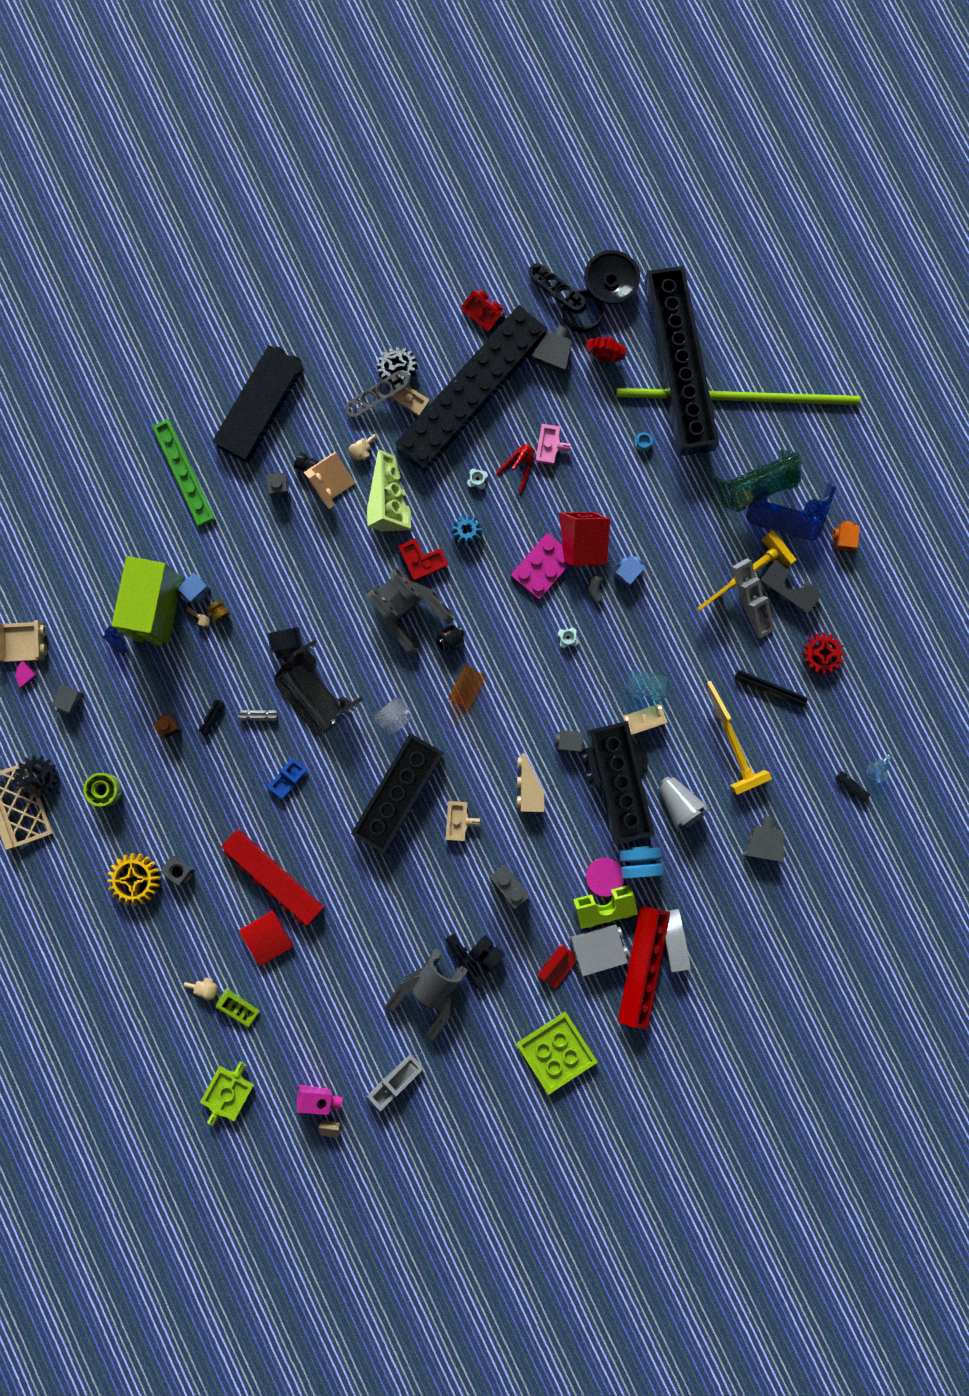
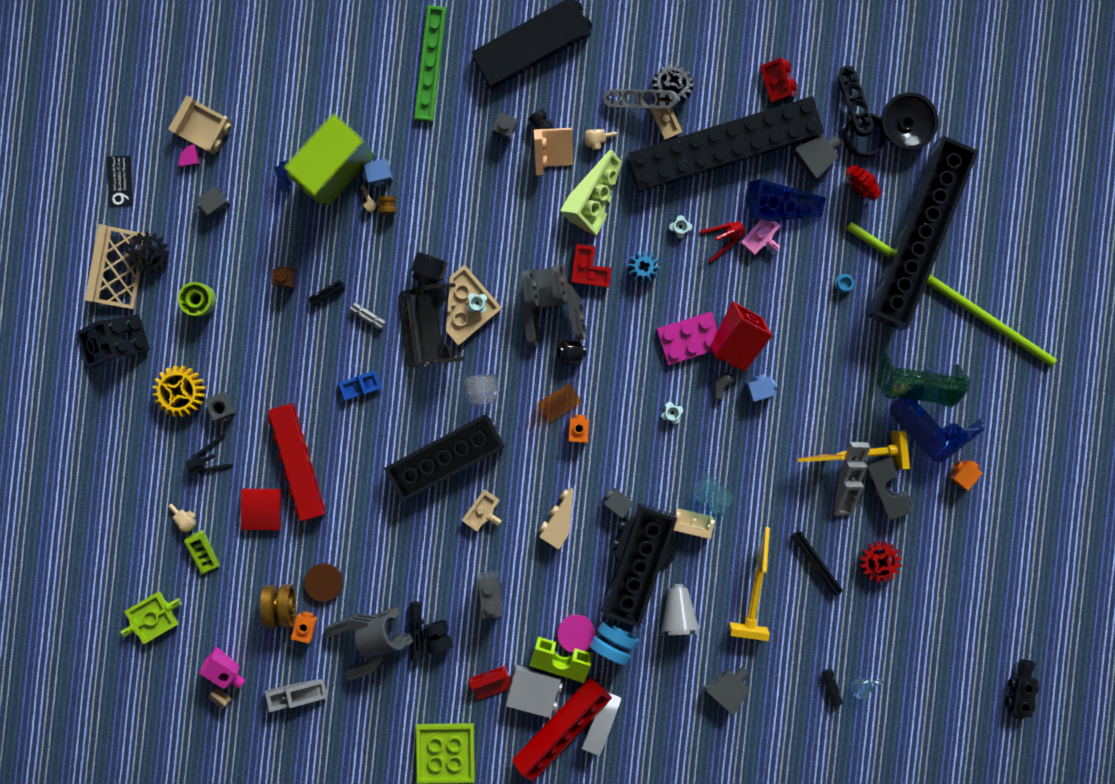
camera: 30 degrees right, 5 degrees up
(44, 874) = (104, 339): none -> black bracket
(187, 931) = (198, 463): none -> black plant
(331, 1012) = (278, 606): none -> pearl gold wheel
(339, 645) = (481, 306): none -> light aqua plate
(339, 653) = (460, 321): none -> tan plate
(358, 968) = (323, 582): none -> reddish brown tile
(372, 1023) = (304, 635): none -> orange brick
(497, 707) = (575, 436): none -> orange brick
(545, 408) = (778, 202): none -> clear blue wedge

